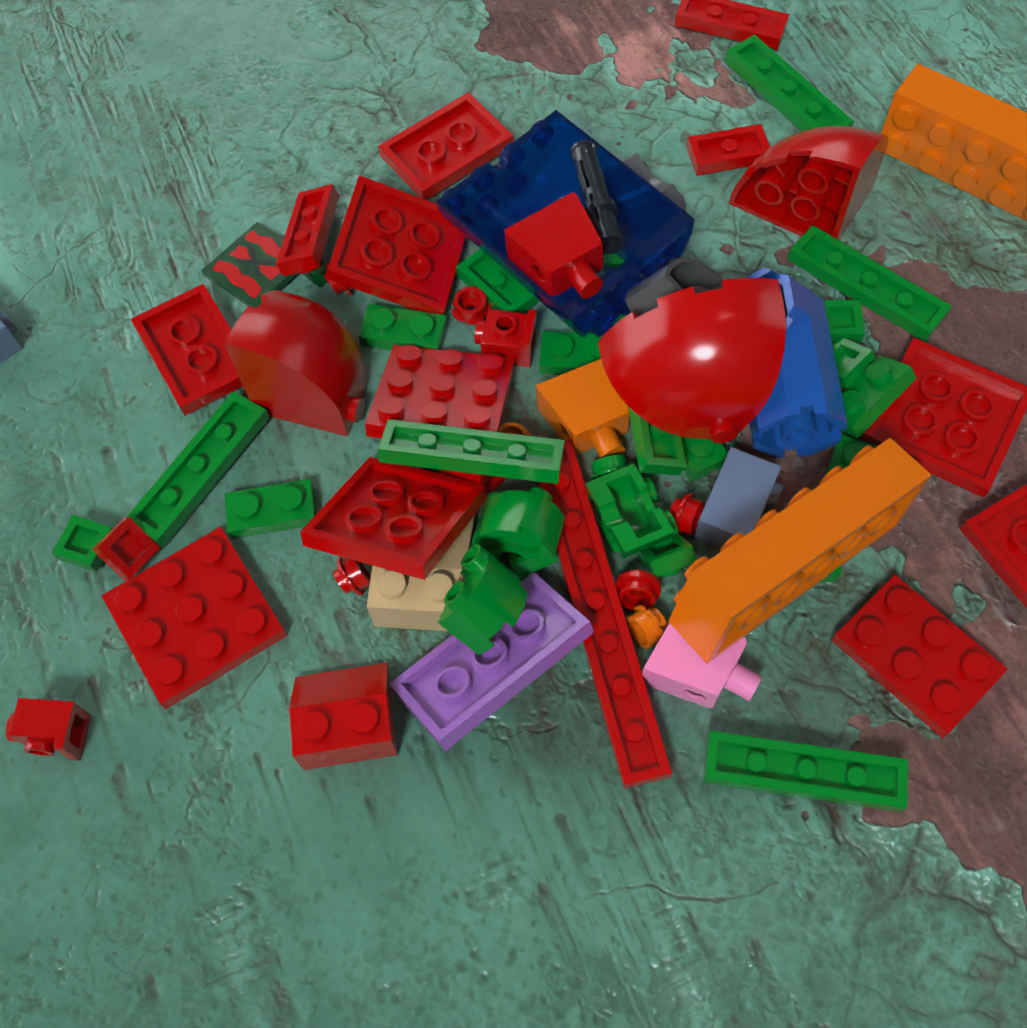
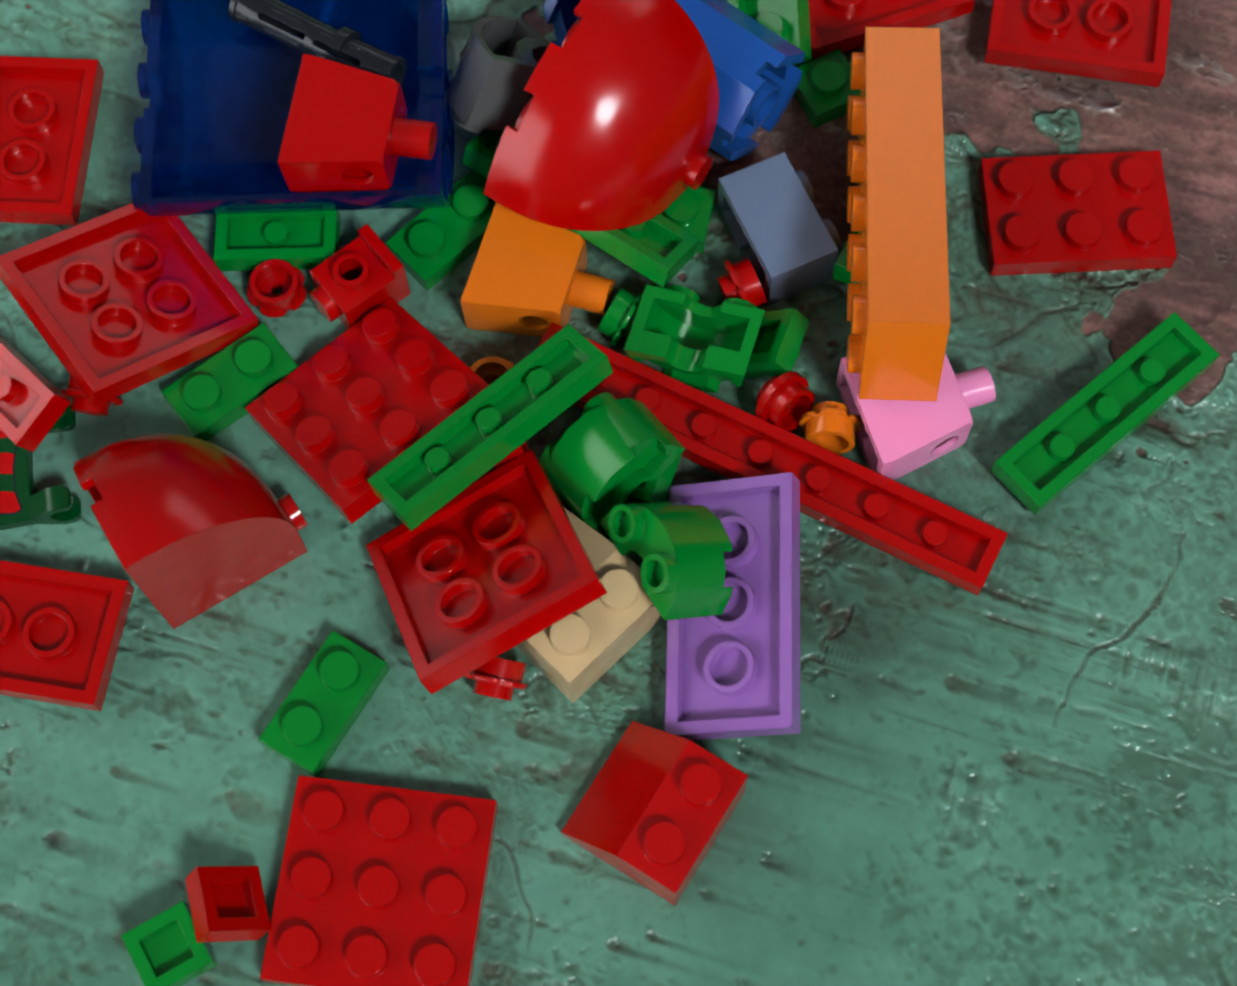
camera: 50 degrees left, 5 degrees up
(198, 467) = (194, 743): green plate -> none

